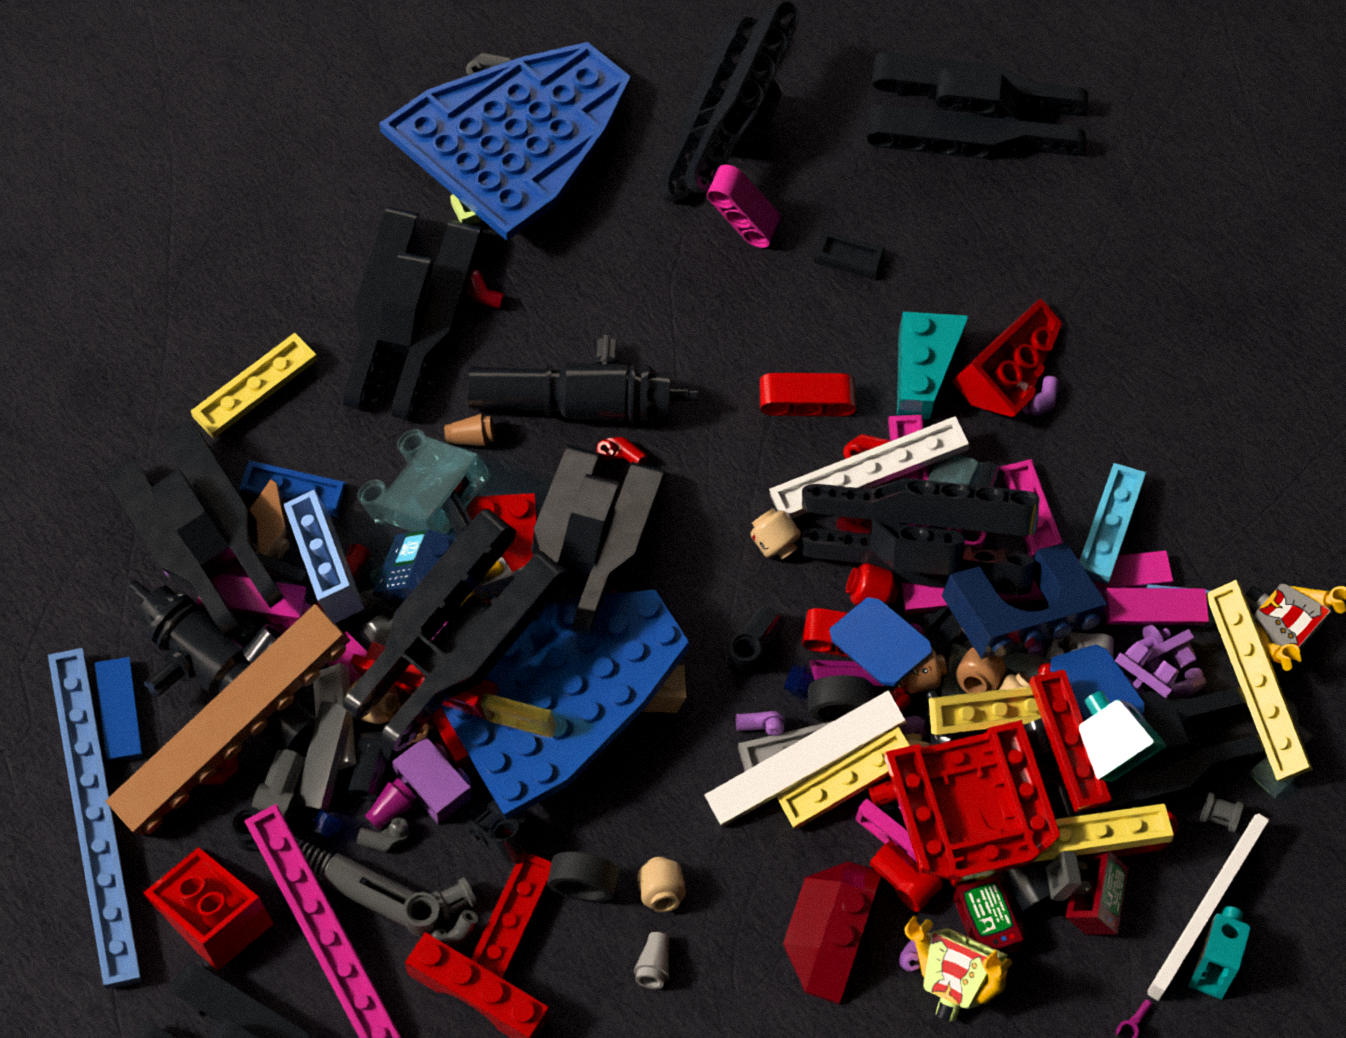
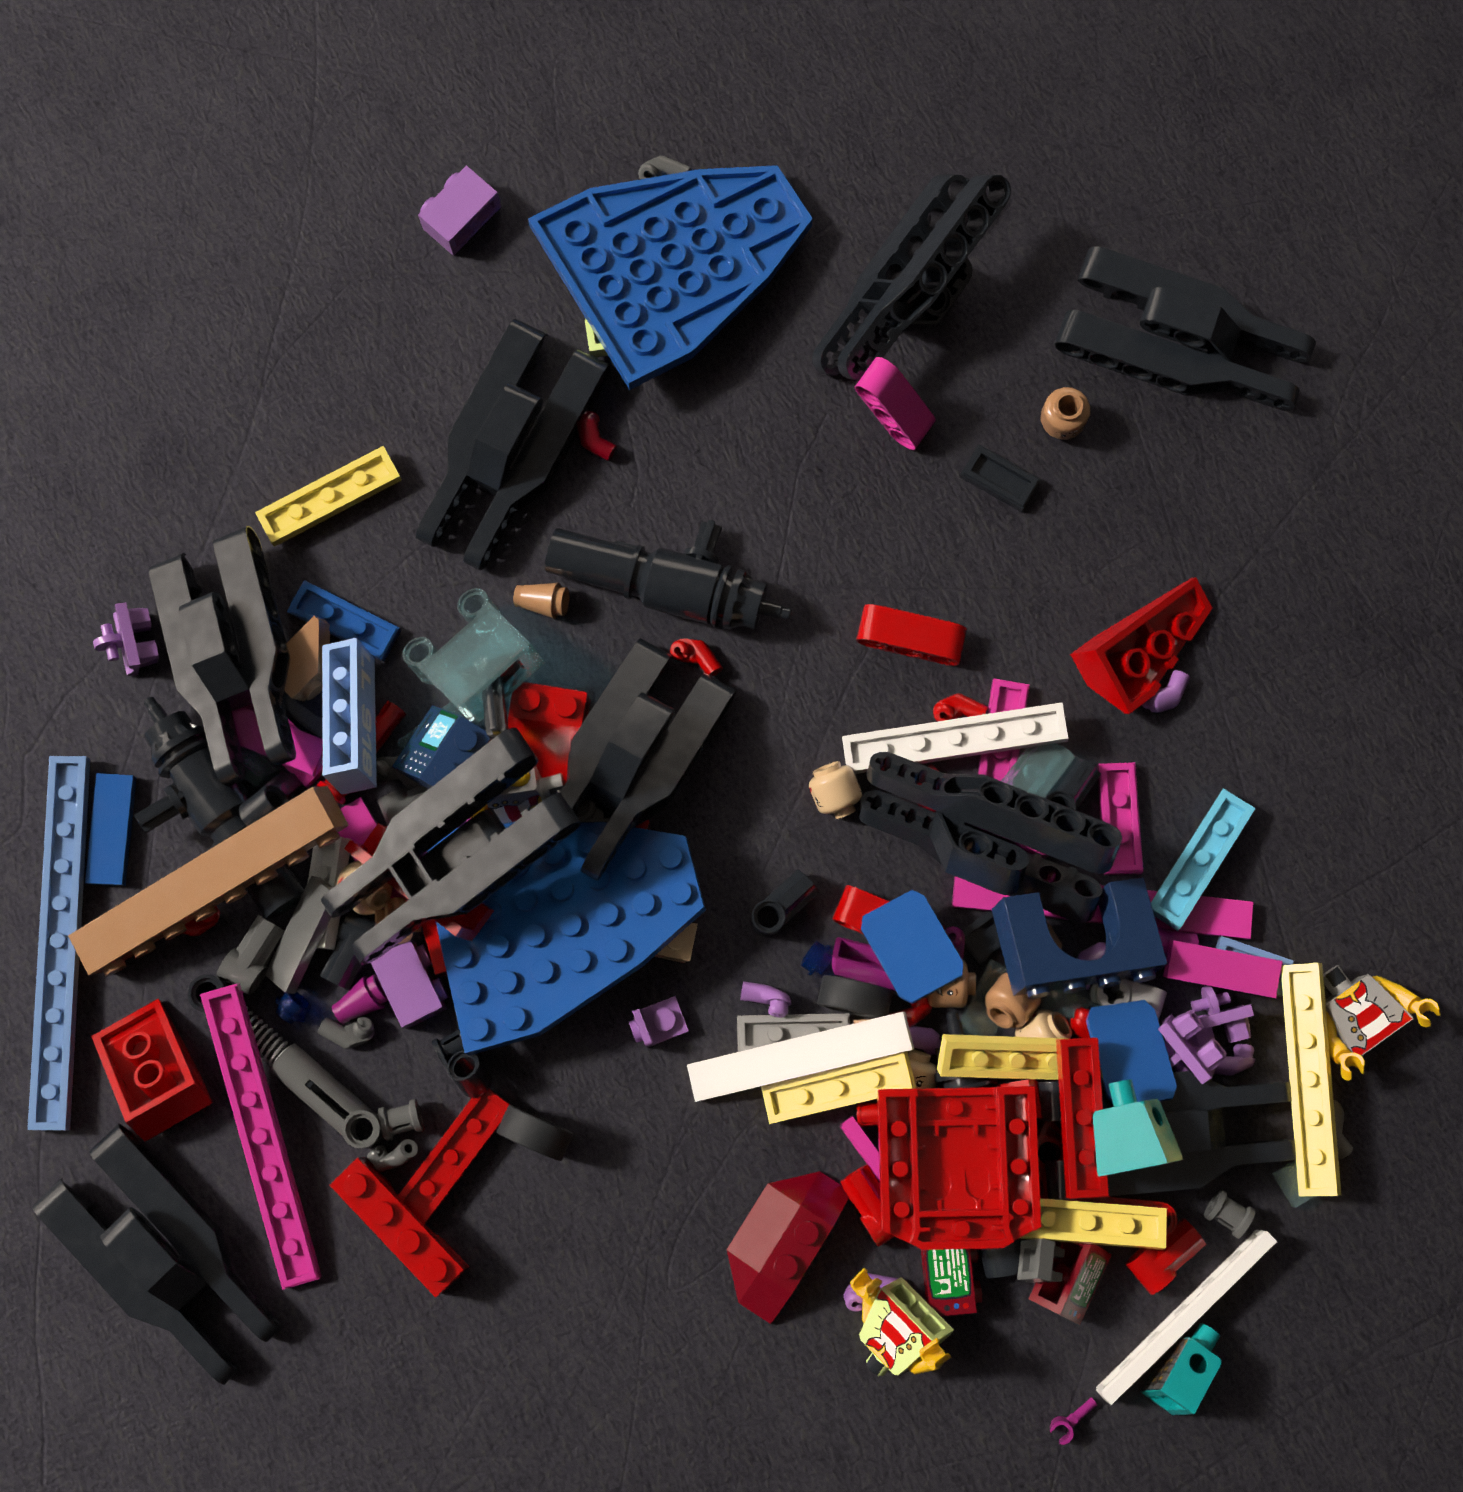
camera: 20 degrees right, 15 degrees up
(93, 544) = (127, 623): none -> medium lavender hips
(314, 129) = (459, 210): none -> medium lavender brick
(518, 715) = (502, 952): clear yellow tile -> none
(653, 963) = (589, 1235): light grey cone -> none
(661, 884) = (616, 1155): tan head -> none
(669, 765) = (658, 1022): none -> medium lavender bracket
(872, 582) = (922, 872): red head -> none
(891, 189) = (1065, 413): none -> medium nougat head
(924, 359) = (1048, 622): teal wedge -> none
(1173, 864) = (1158, 1267): none -> red piece

